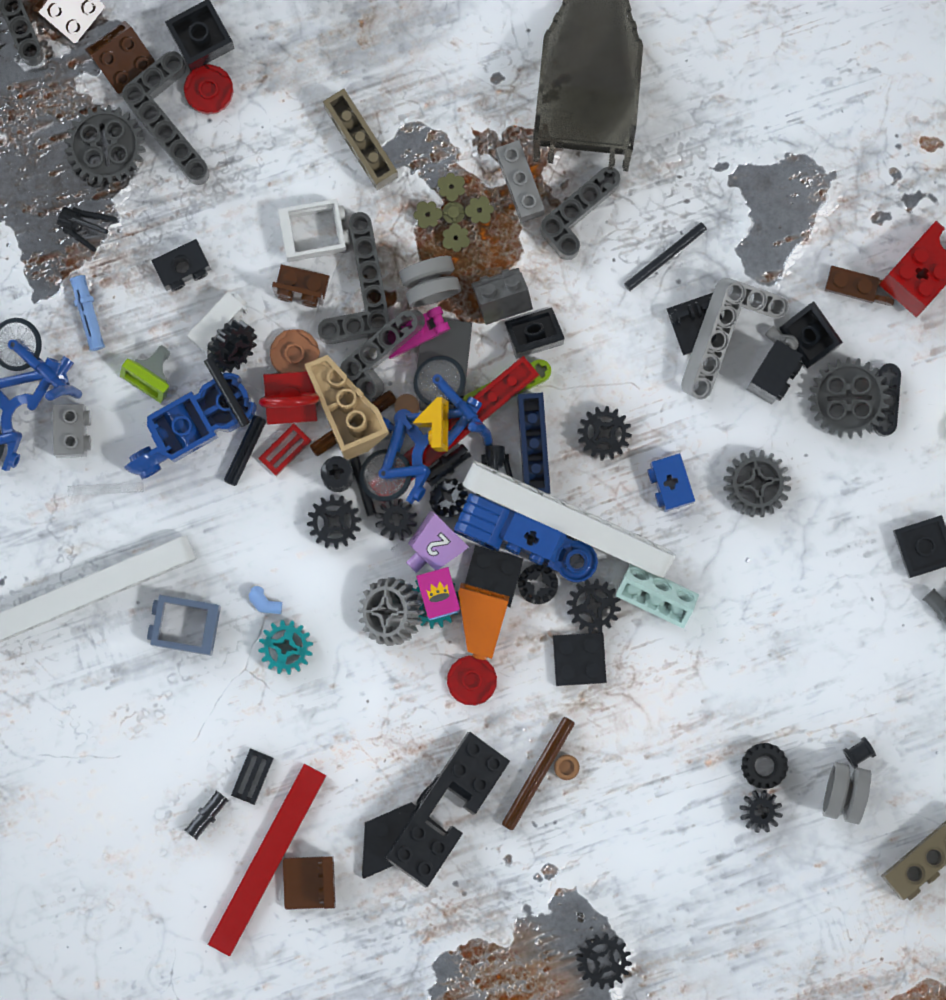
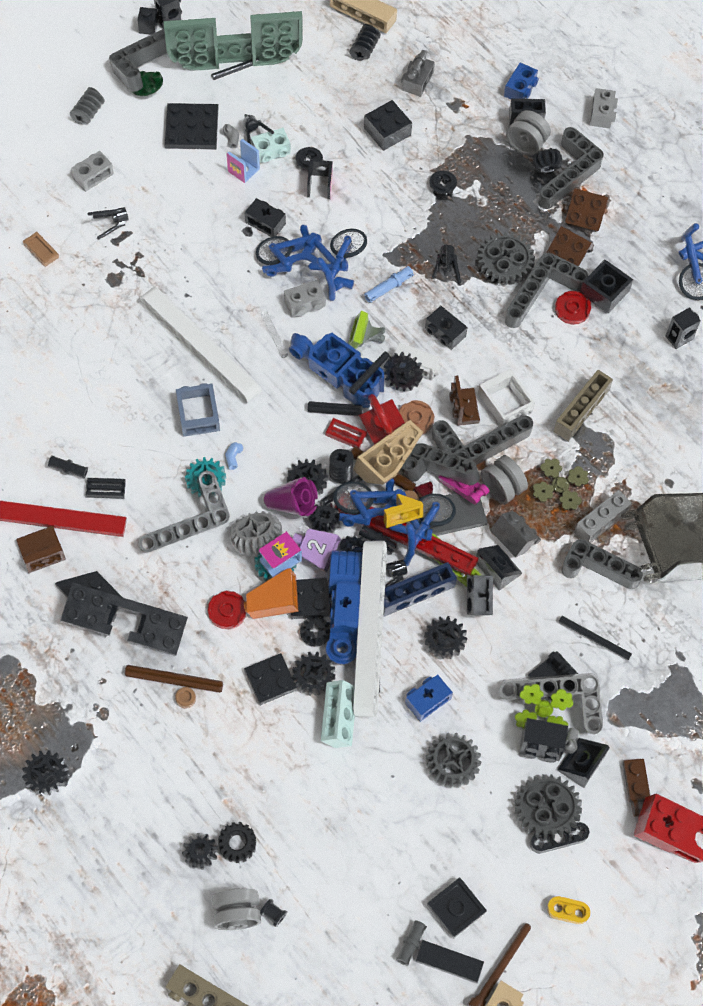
camera: 70 degrees right, 20 degrees down
(342, 687) = (192, 521): none -> beam
(362, 551) = (293, 497): none -> magenta cone
(402, 382) = (424, 489): none -> dark red tile
(570, 372) = (479, 595): none -> brick
(737, 354) = (543, 707): none -> lime plant

